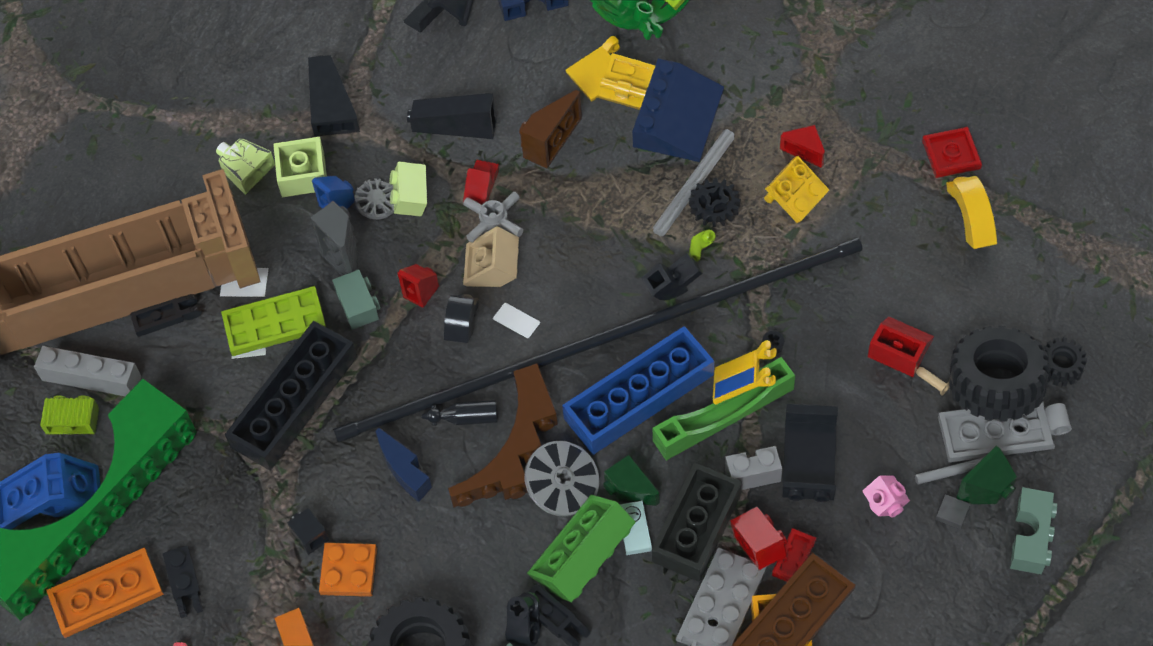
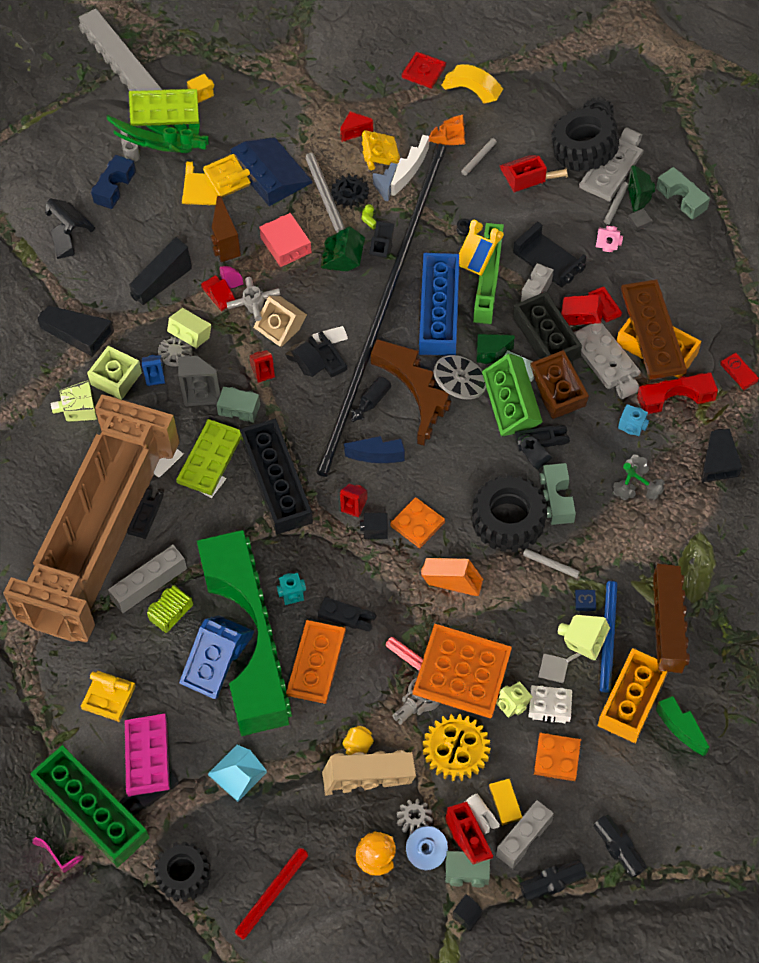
camera: 55 degrees left, 0 degrees up
(170, 506) = (291, 588): none -> teal brick
(322, 485) = (353, 499): none -> red slope
(486, 334) = (330, 356): none -> black hinge
(503, 176) = (231, 276): none -> dark pink brick
(596, 191) = (285, 239): none -> coral brick
(630, 252) = (343, 250): none -> dark green slope
(630, 583) = (559, 384): none -> reddish brown slope
(761, 228) = (383, 182): none -> sand blue slope
(794, 233) = (408, 167): none -> white slope
(883, 288) = (479, 156): none -> light grey bar
(889, 238) = (450, 132): none -> orange brick

